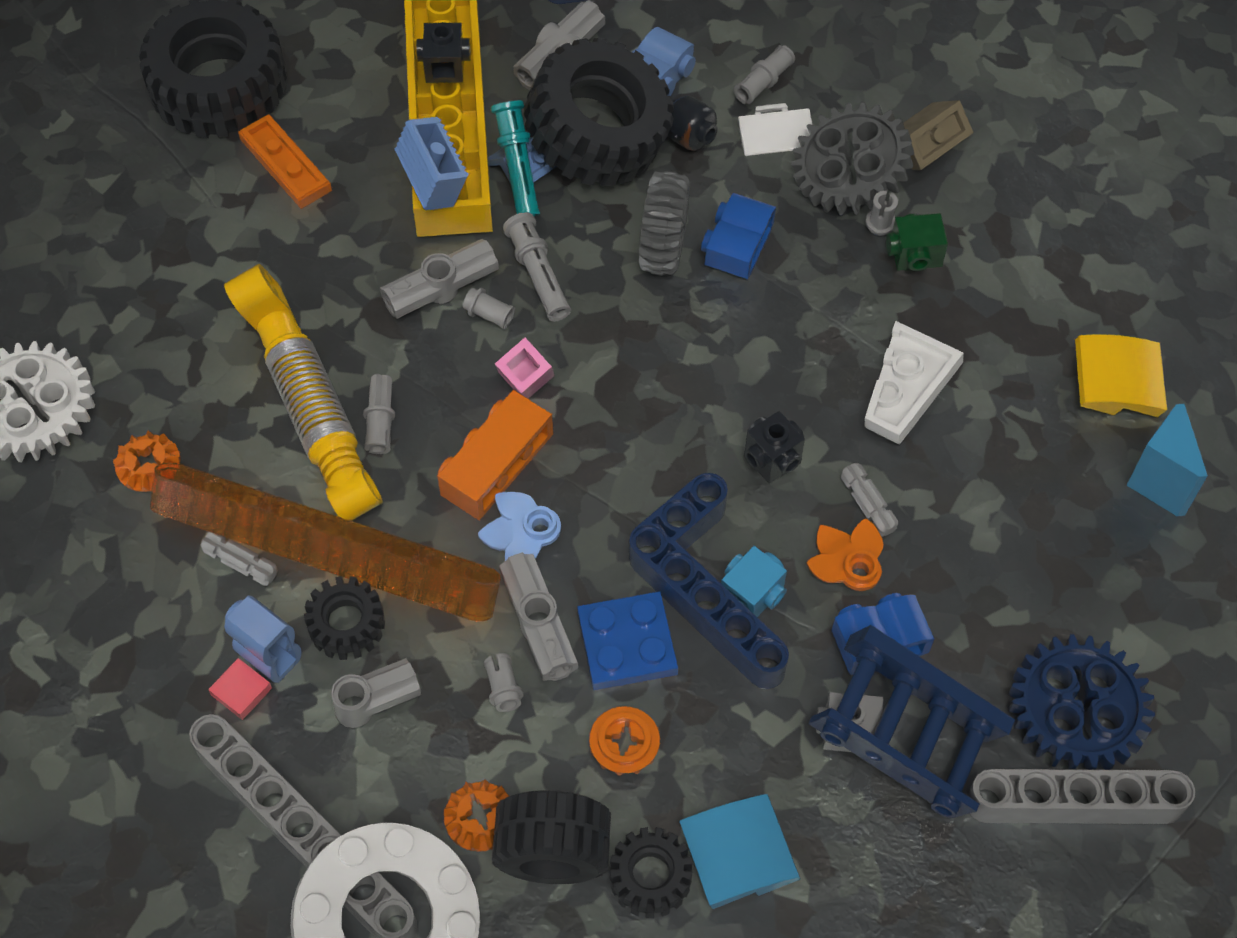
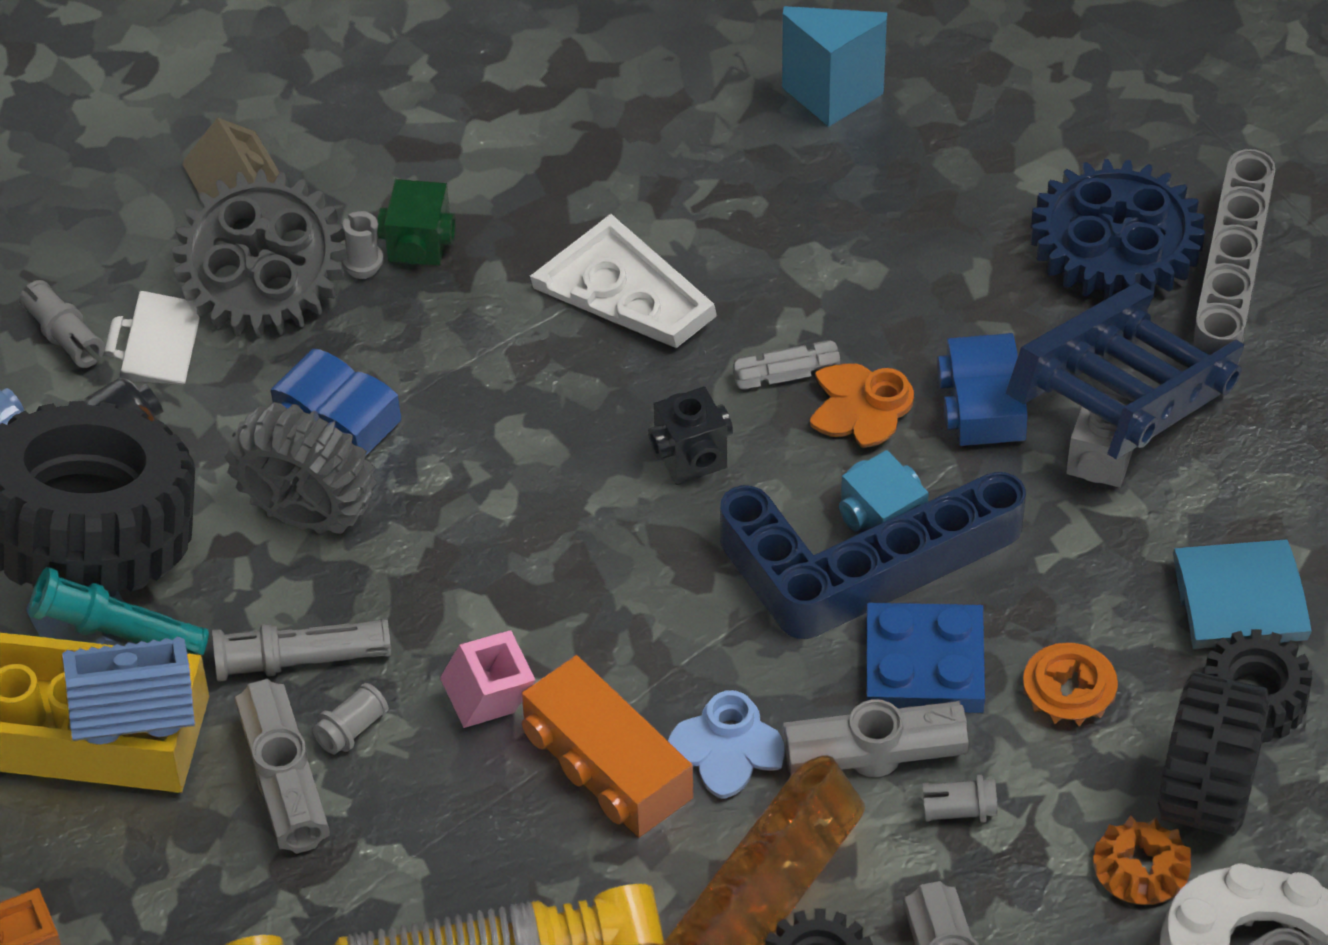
camera: 75 degrees left, 10 degrees down
(379, 415) = (488, 879): light grey axle -> none
(1120, 374) = (680, 84): yellow slope -> none

